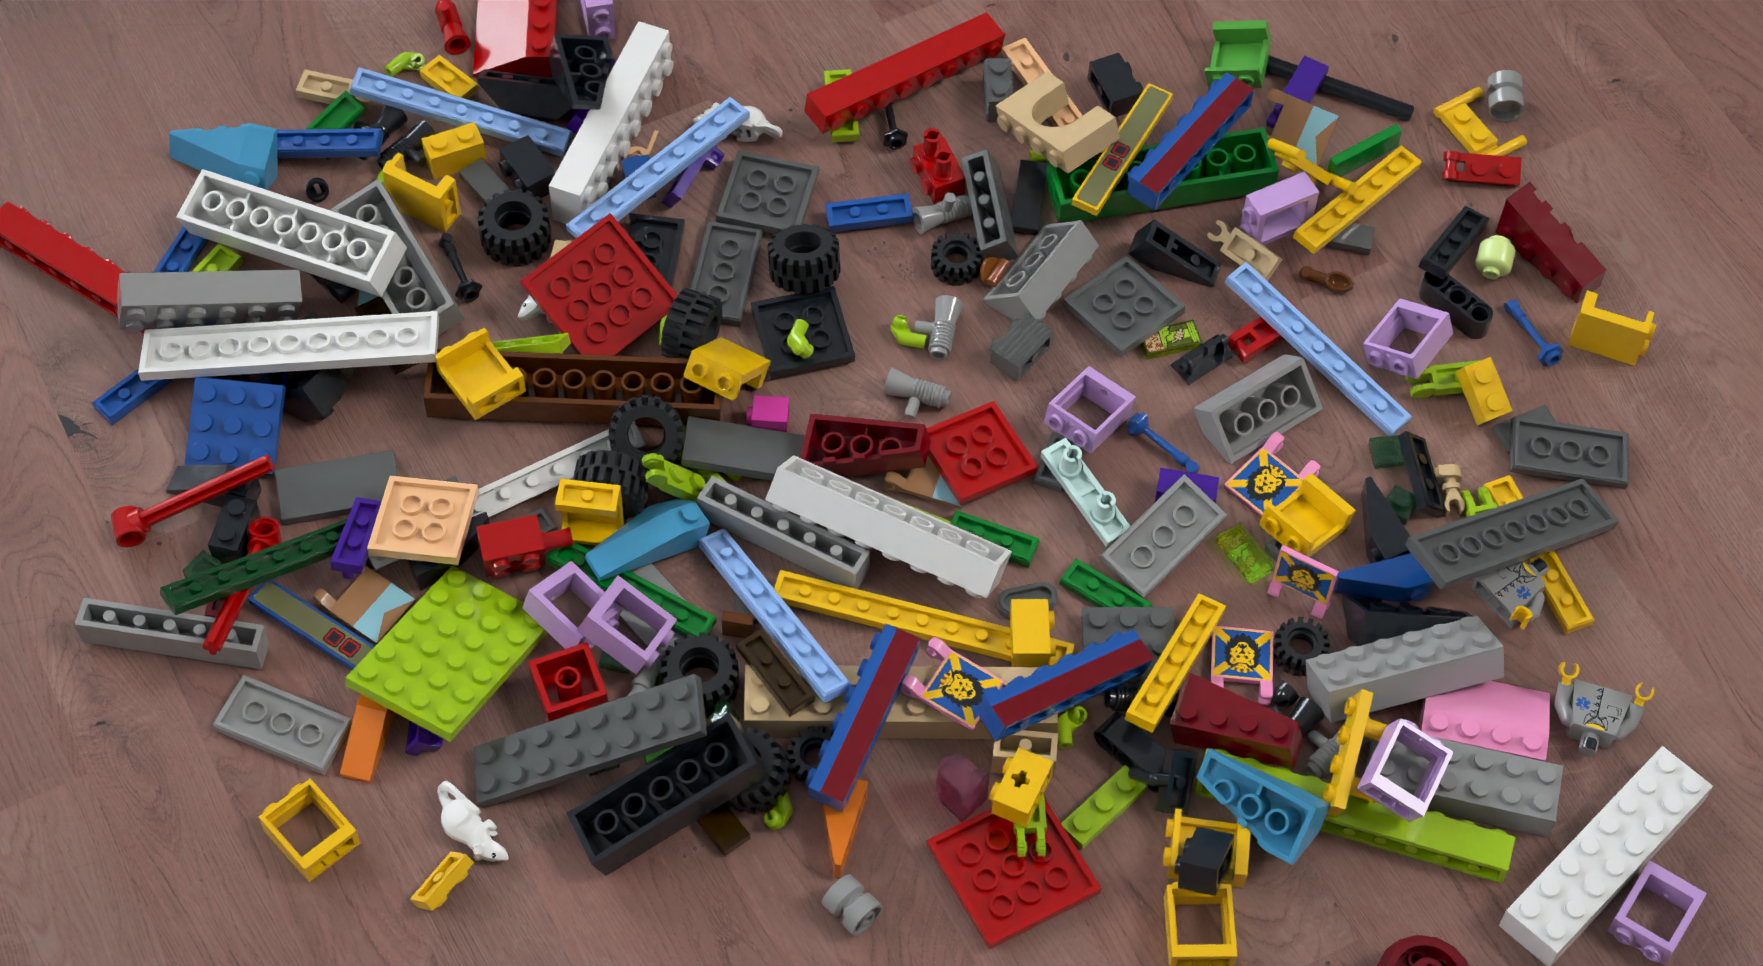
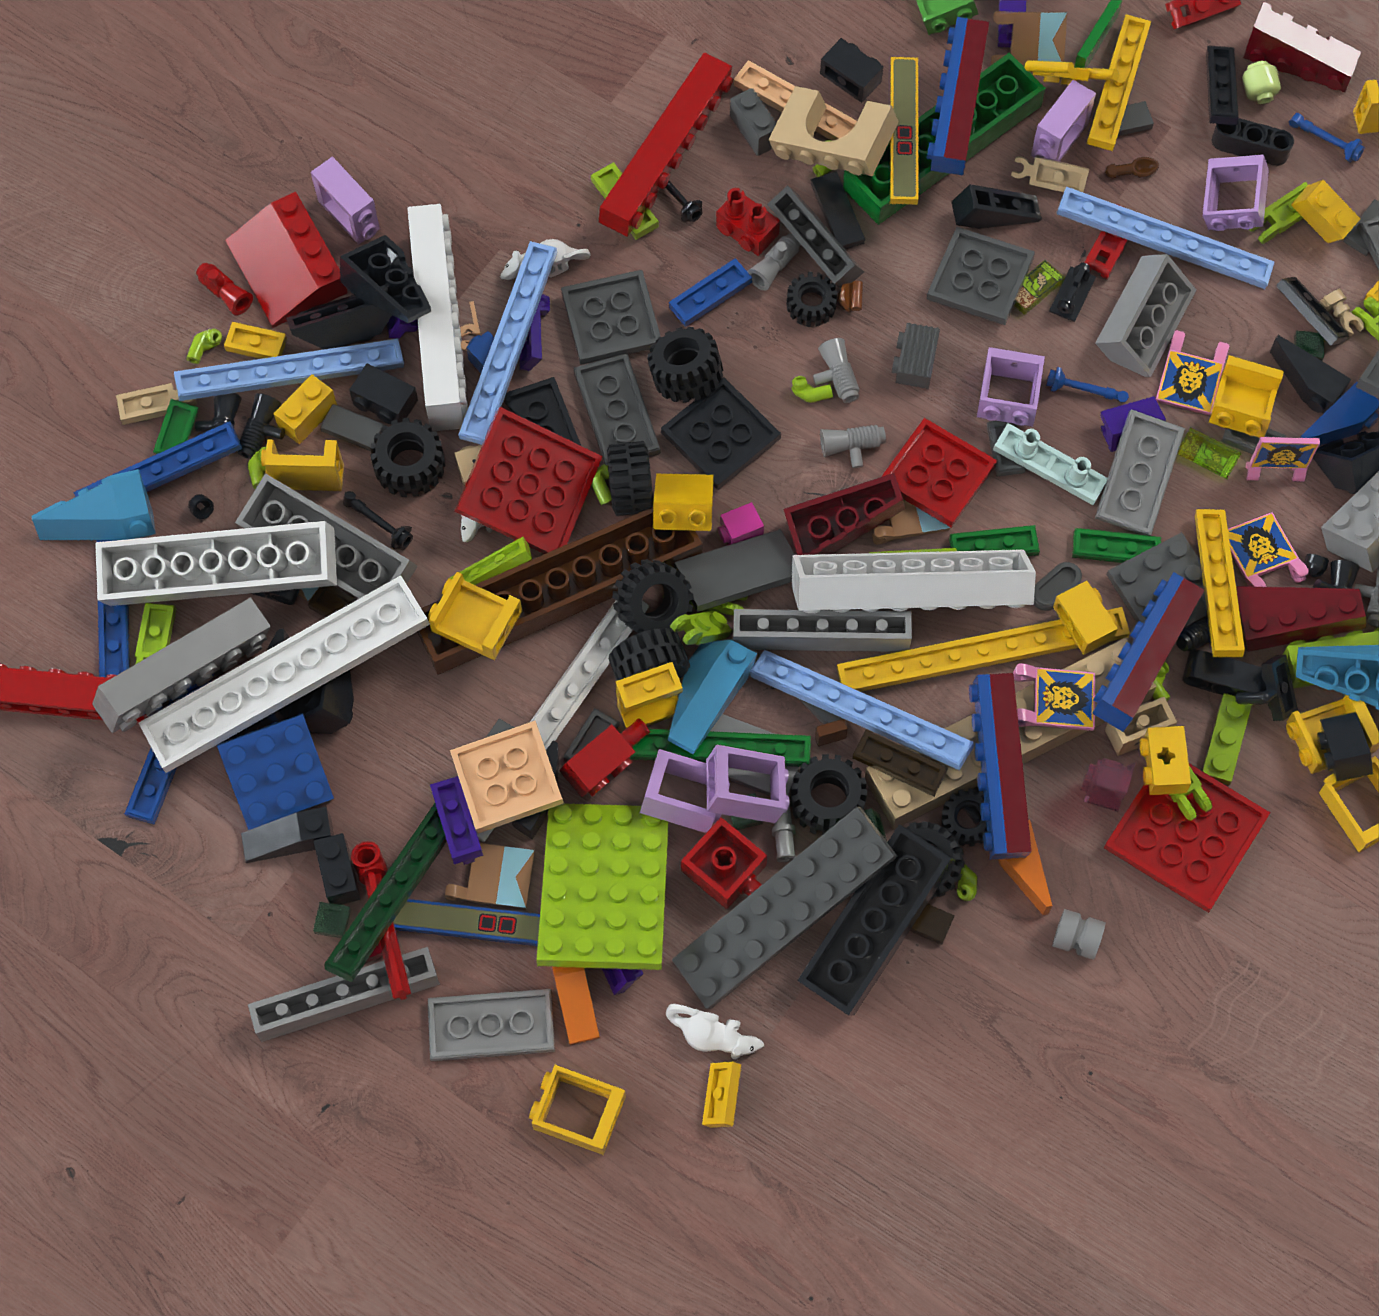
camera: 25 degrees left, 10 degrees up
(133, 522) = (240, 908): red piece -> none
(332, 486) = (398, 781): dark grey tile -> none
(797, 340) = (727, 445): lime arm -> none
(1043, 270) = (893, 276): light grey slope -> none
(1299, 630) = (1308, 500): black tyre -> none
(1386, 451) = (1272, 304): clear green plate -> none

